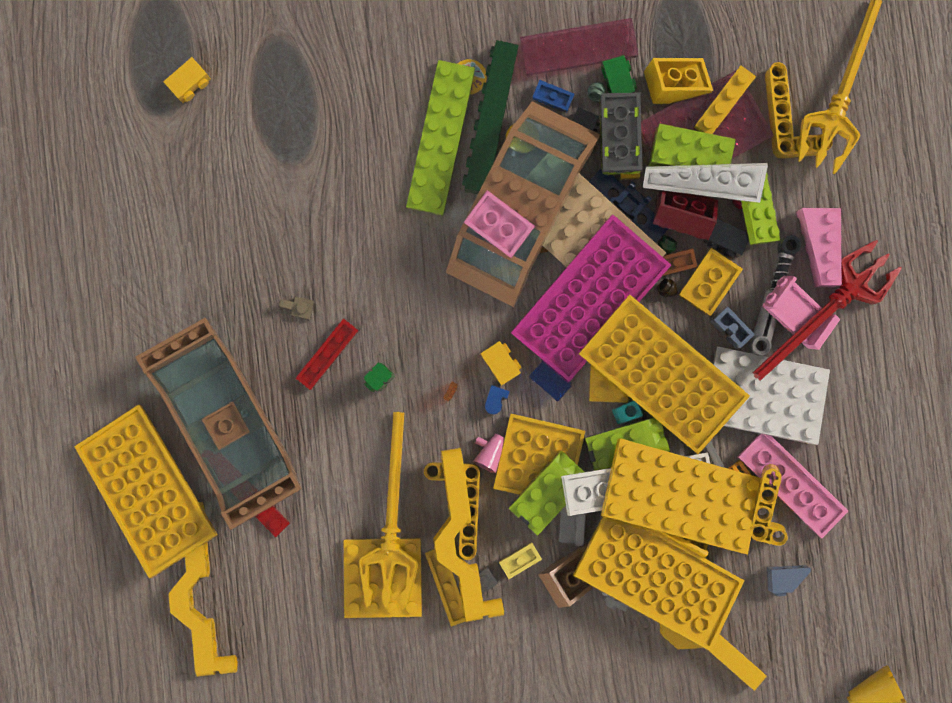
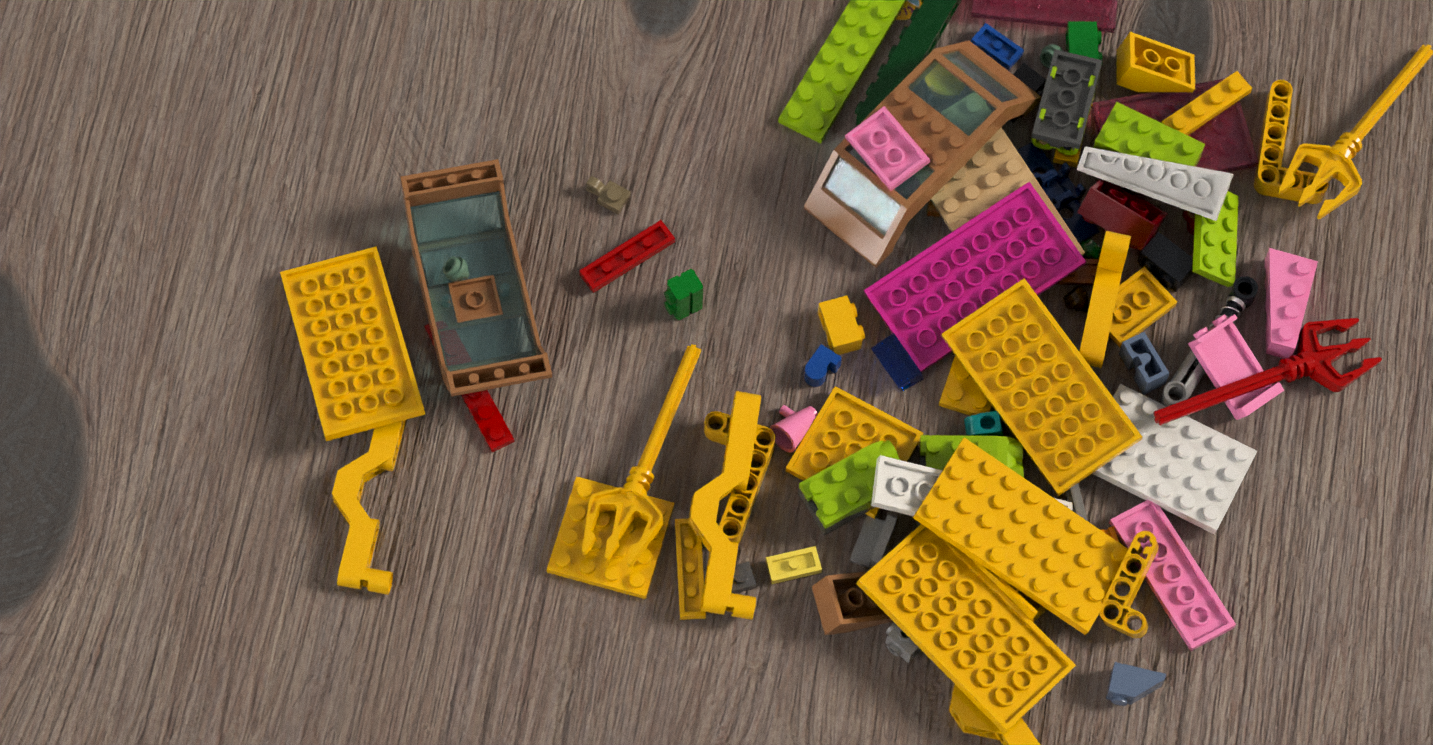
camera: 15 degrees right, 20 degrees down
(203, 410) = (456, 269): none -> sand green plate
(450, 391) = (767, 340): clear orange tile -> none
(690, 297) = (1104, 297): none -> yellow beam

